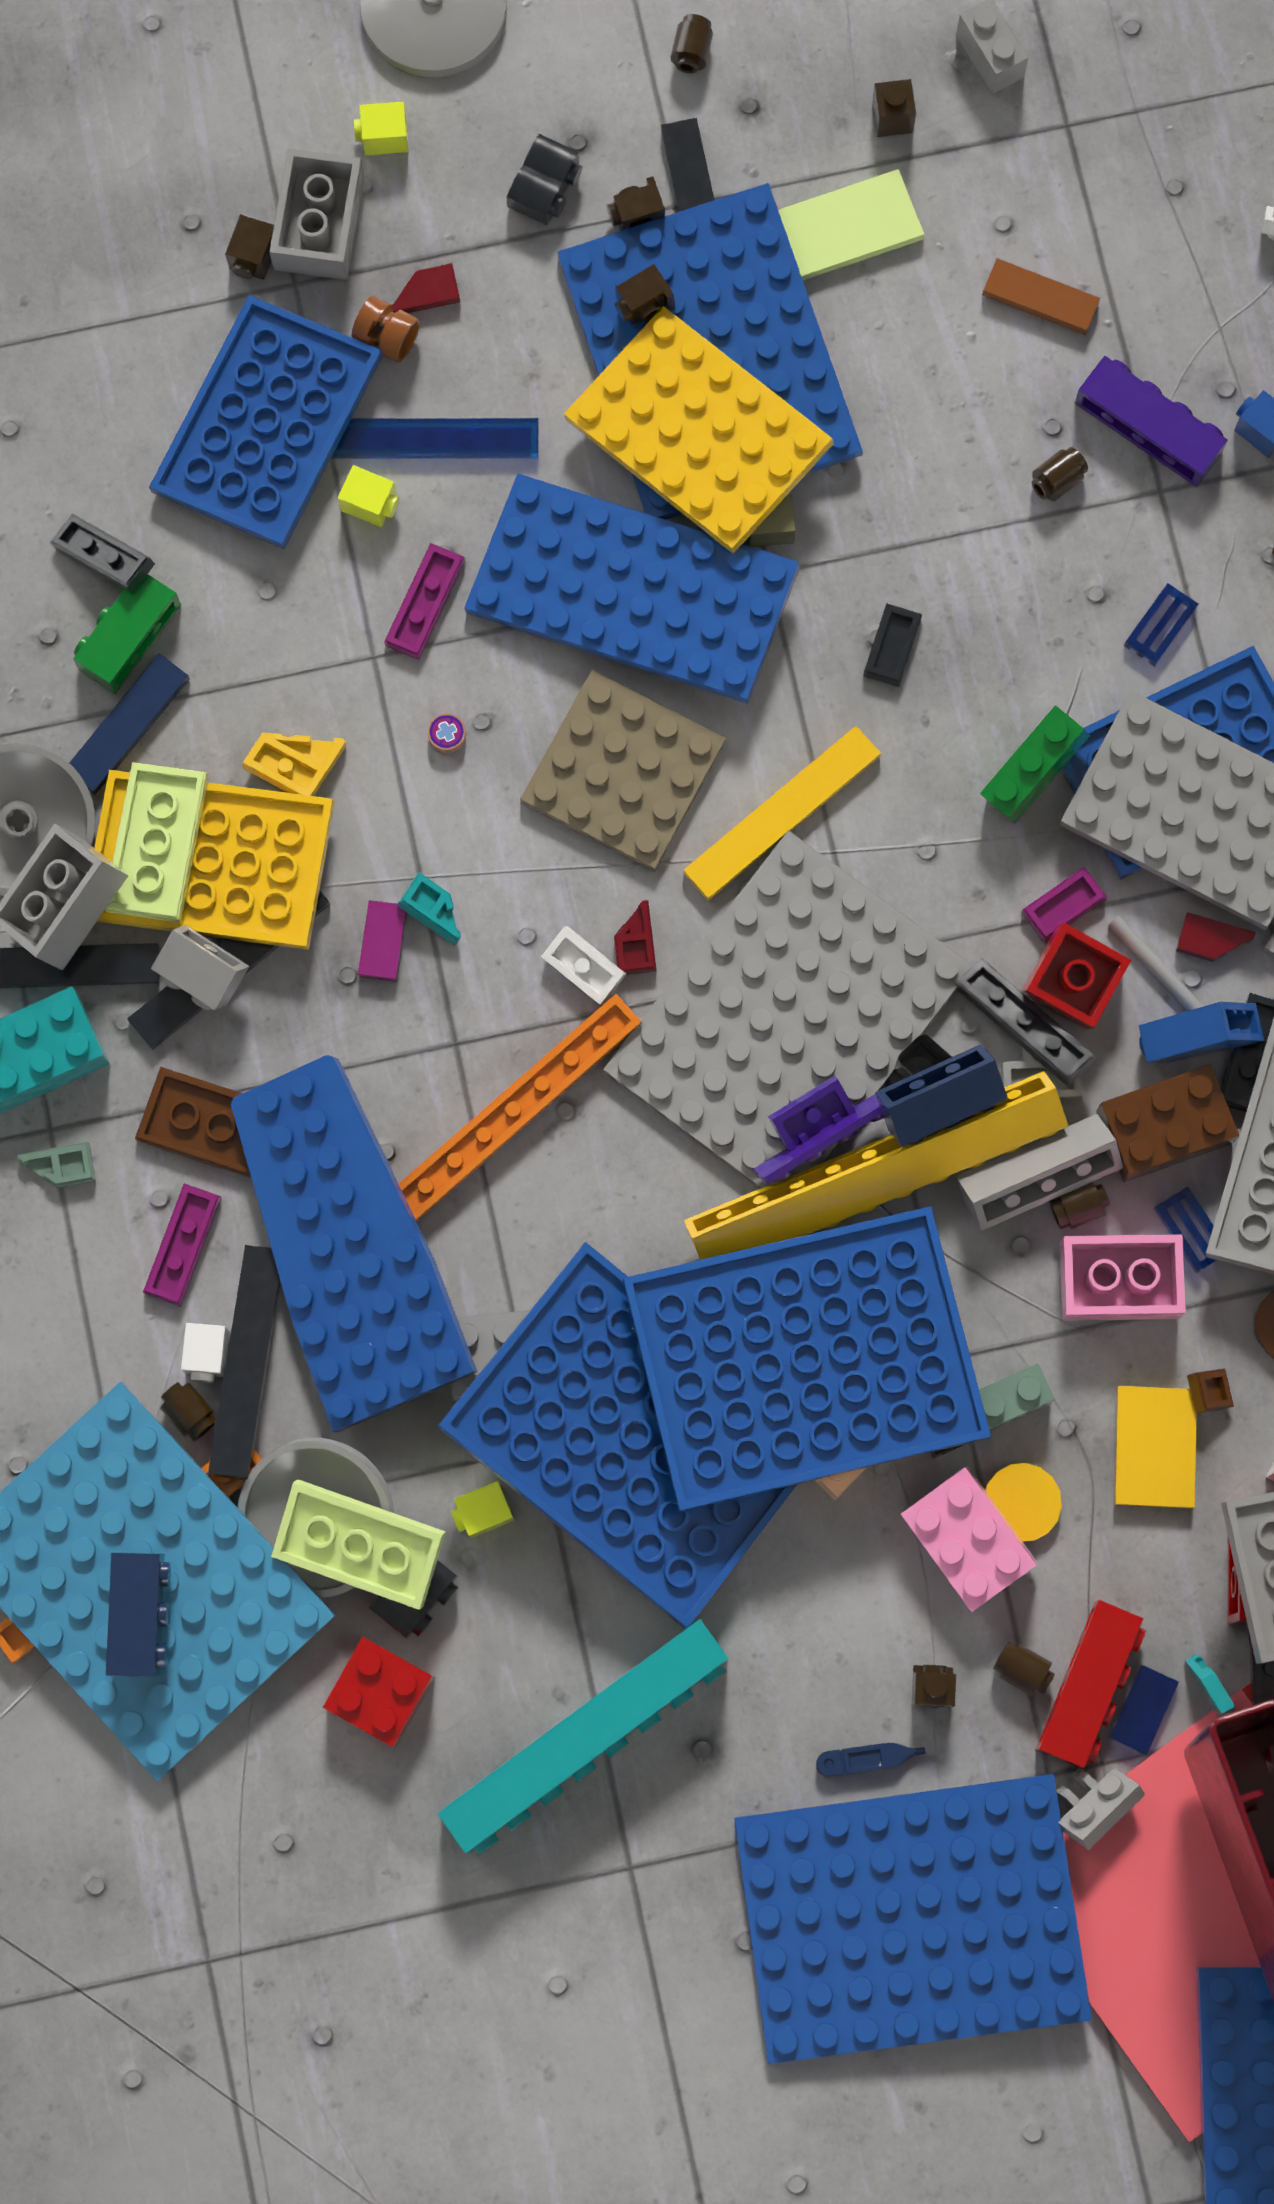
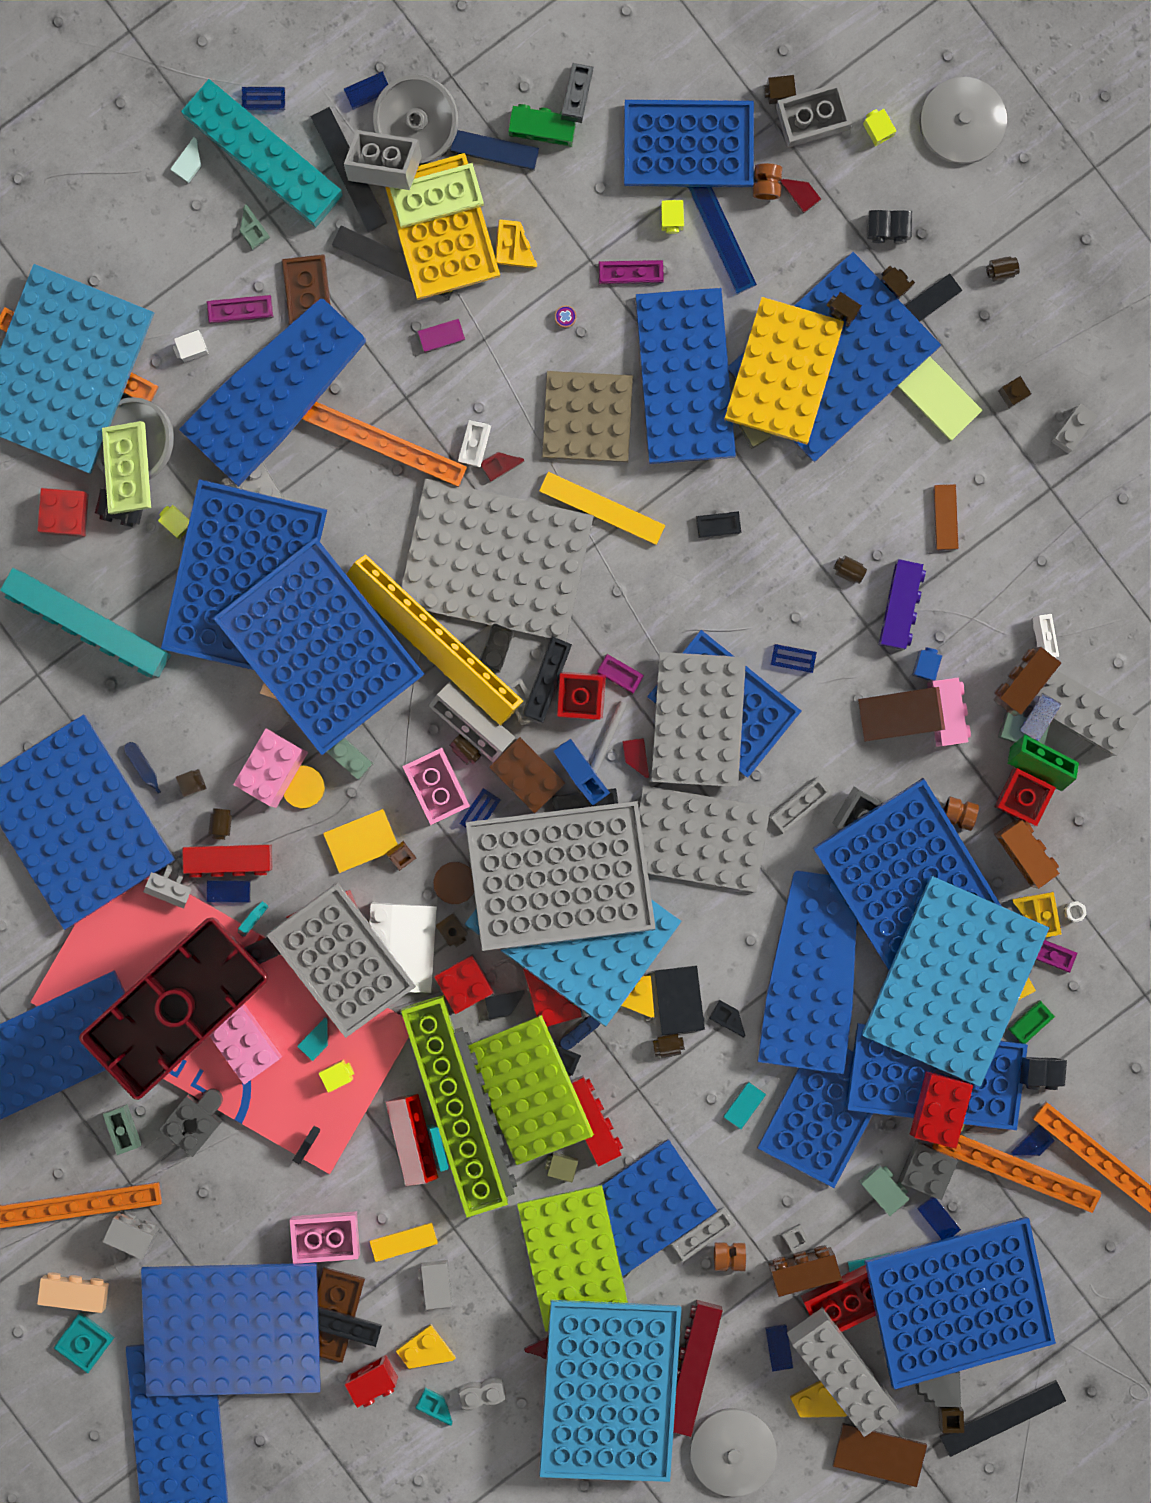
camera: 65 degrees right, 10 degrees up
(137, 1614) = (42, 375): dark blue brick -> none
(188, 1411) = (157, 352): dark brown brick -> none
(199, 968) = (380, 249): light grey brick -> none
(245, 1365) = (192, 370): black tile -> none
(431, 907) = (470, 351): teal tile -> none
(814, 1124) = (444, 599): dark purple bracket -> none
(941, 1095) = (482, 654): dark blue brick -> none
(1035, 764) = (683, 625): green brick -> none

